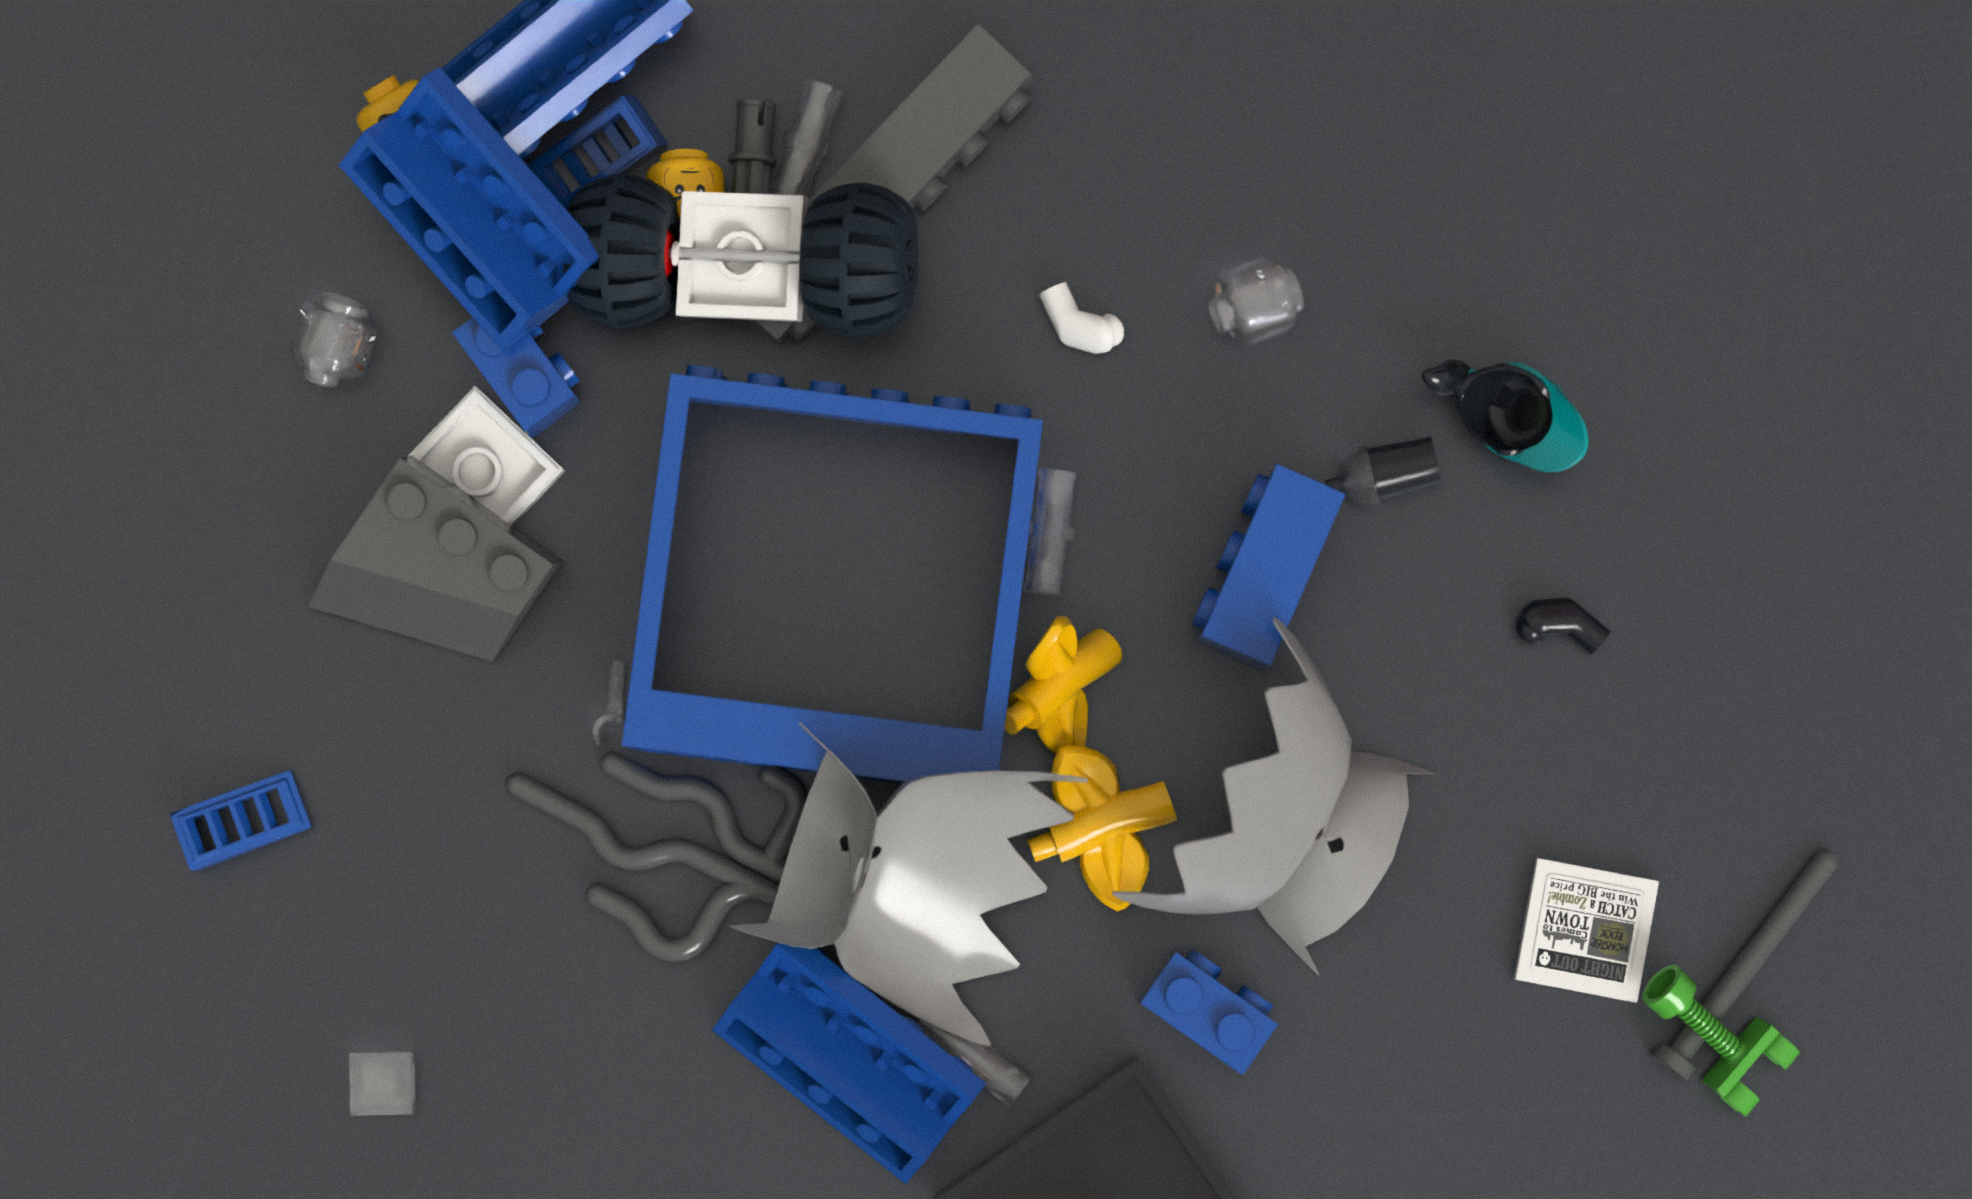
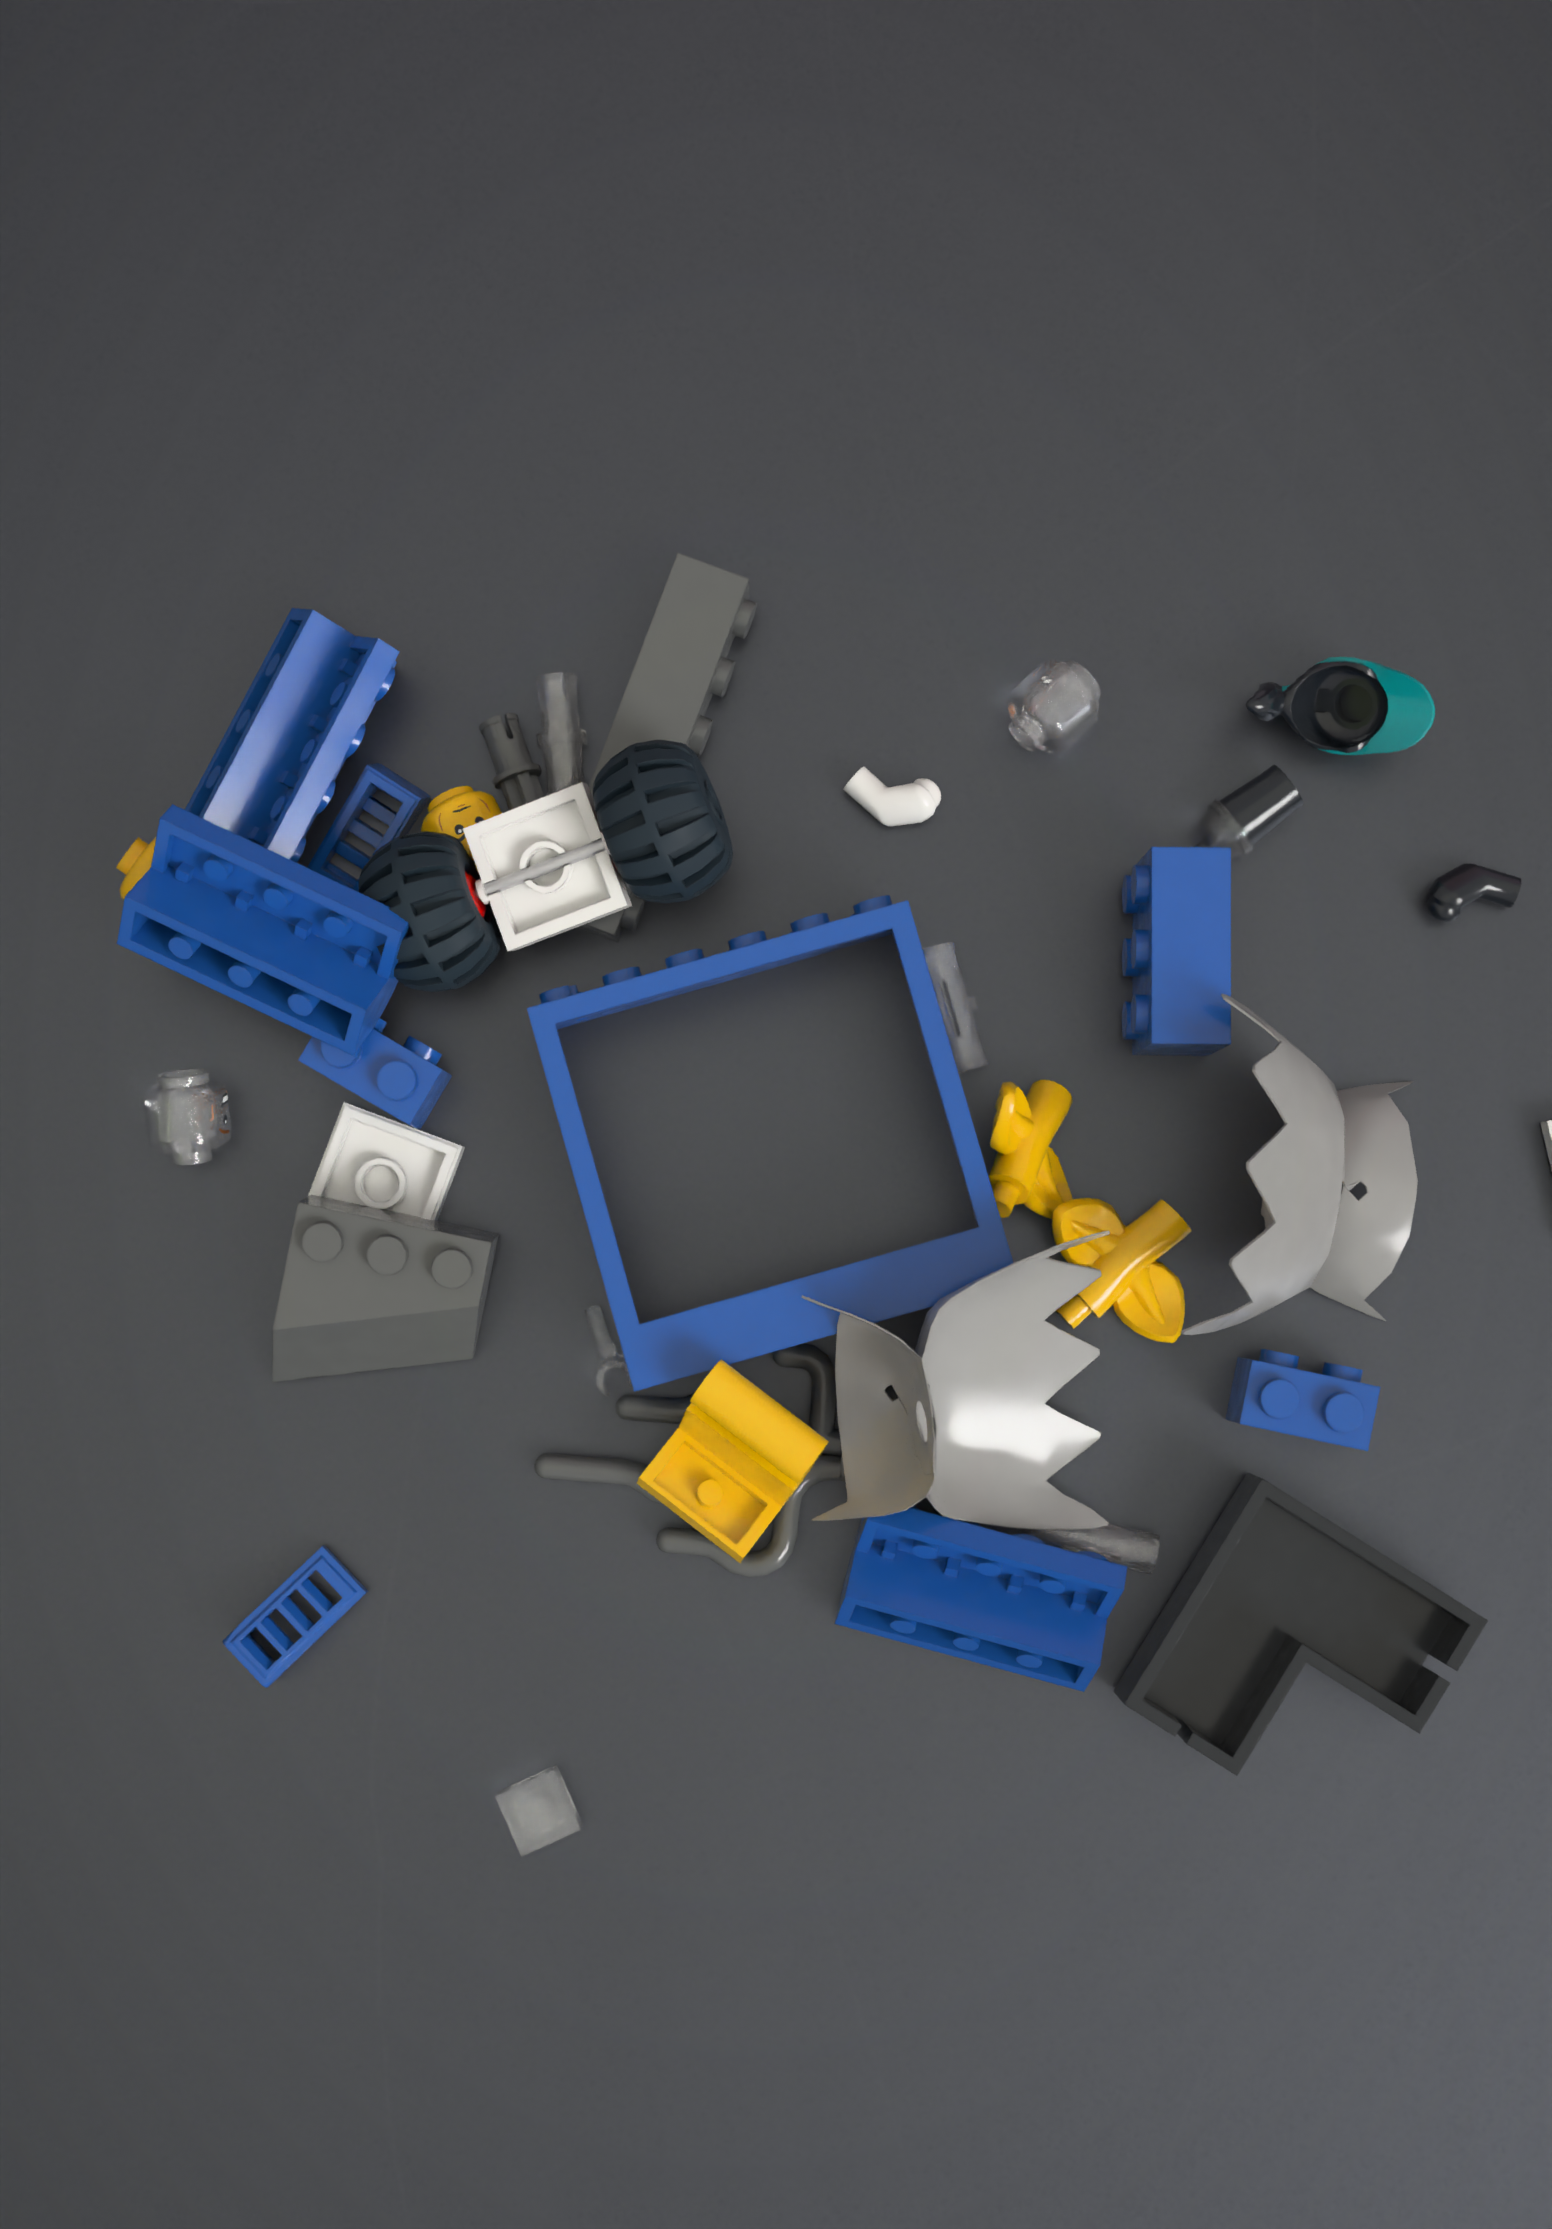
camera: 25 degrees left, 0 degrees up
(681, 845) = (732, 1461): none -> yellow piece

